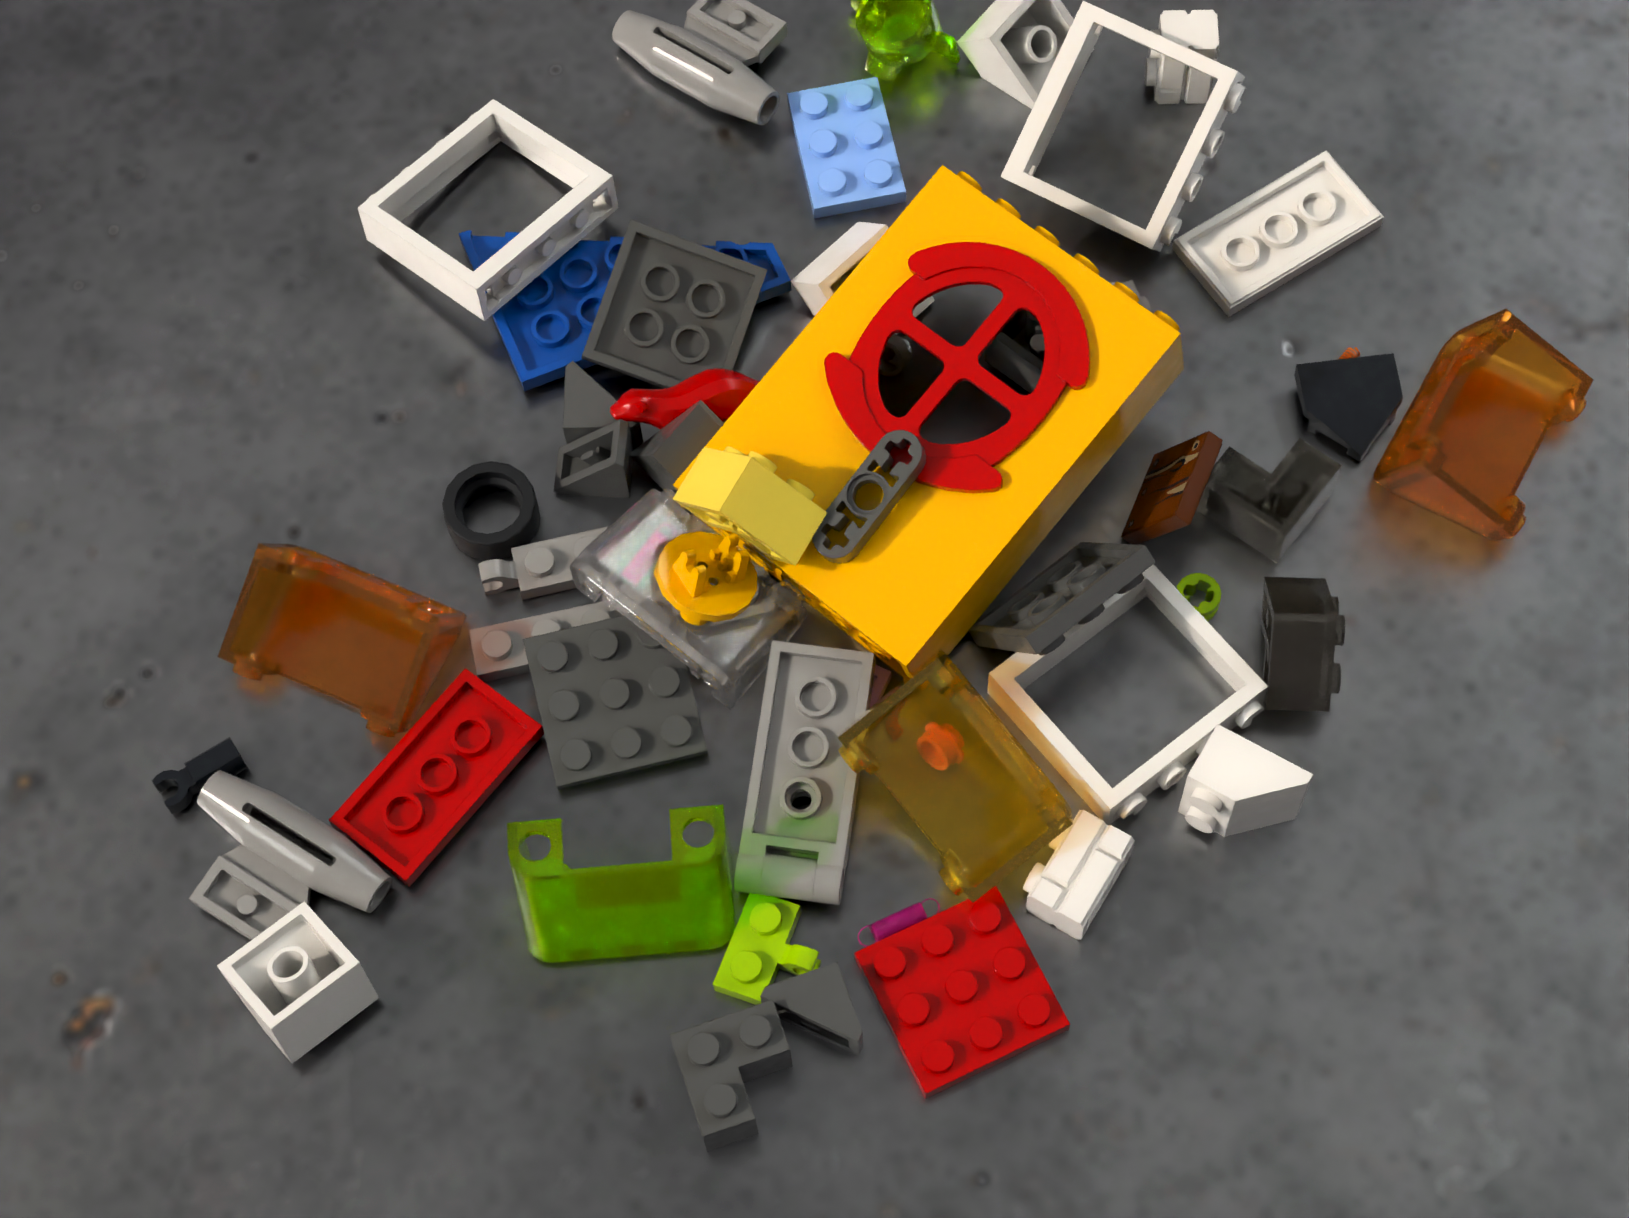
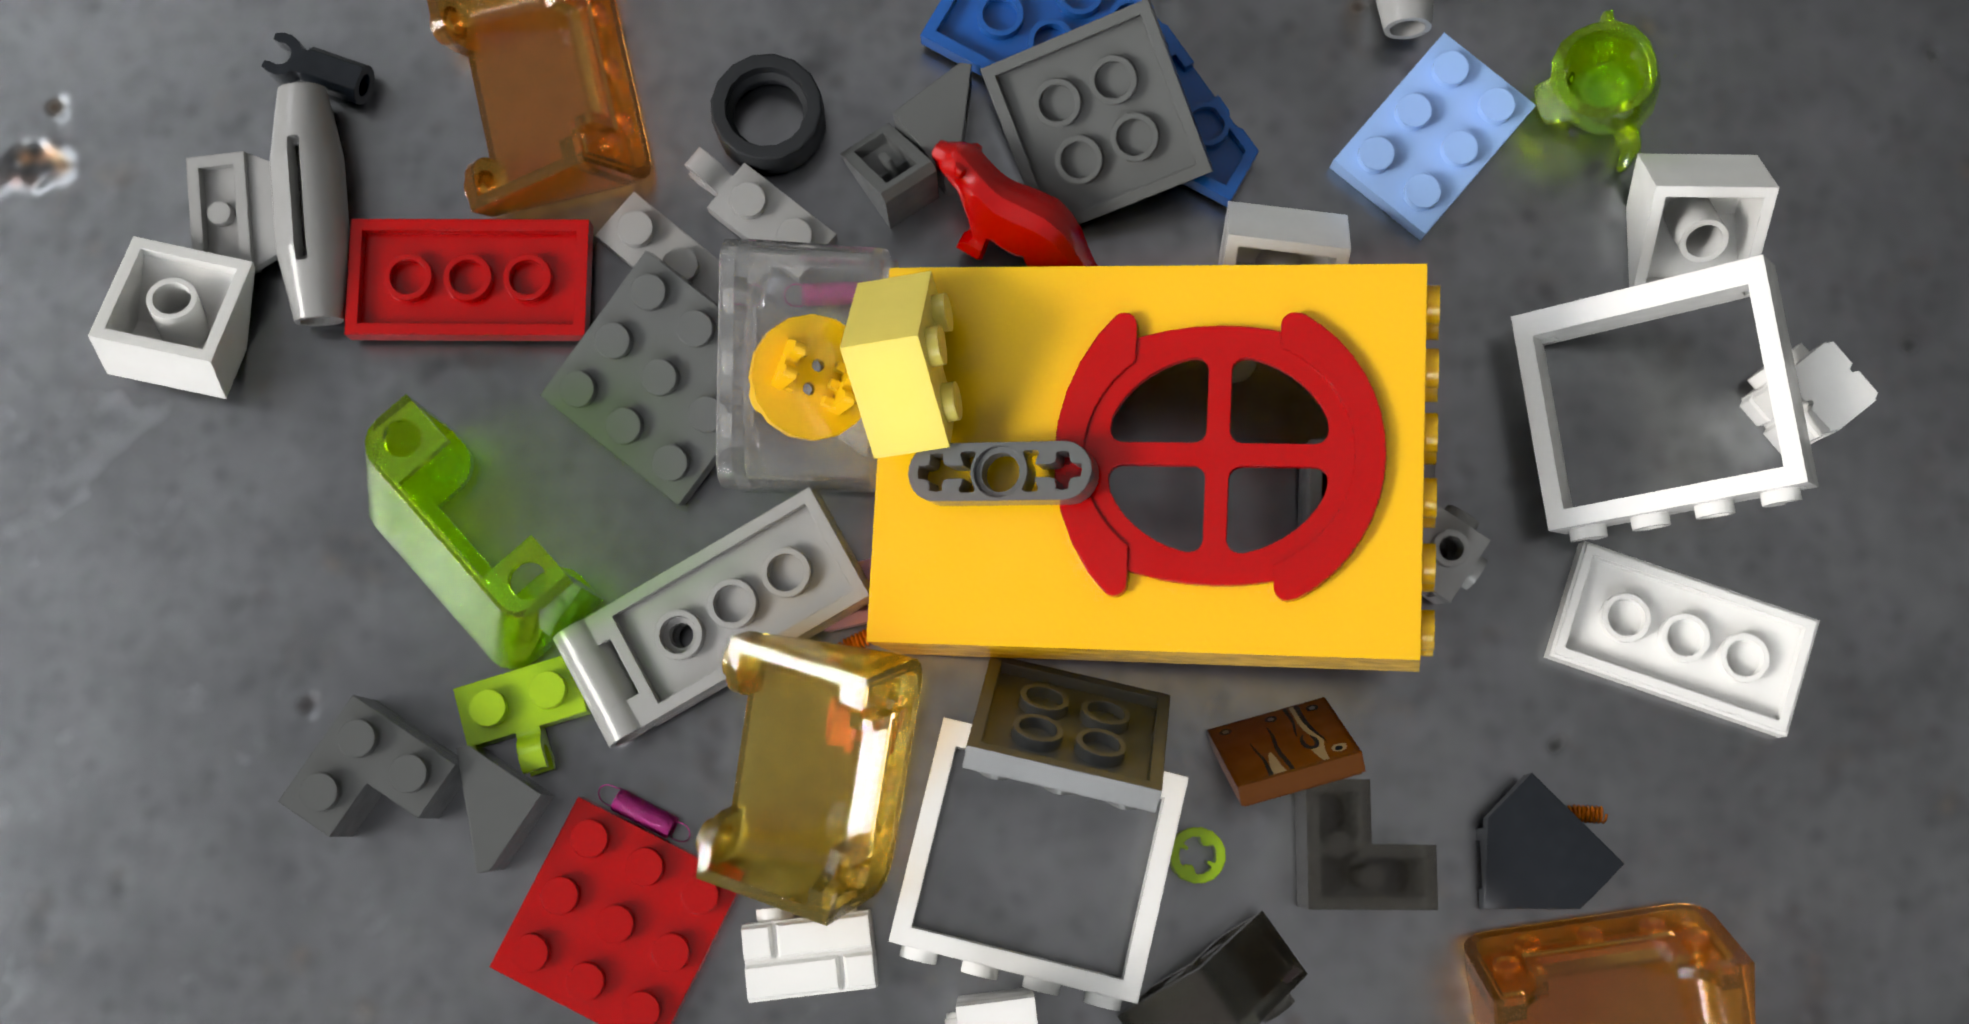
camera: 50 degrees right, 15 degrees up
(677, 444) = (954, 236): dark grey slope -> none

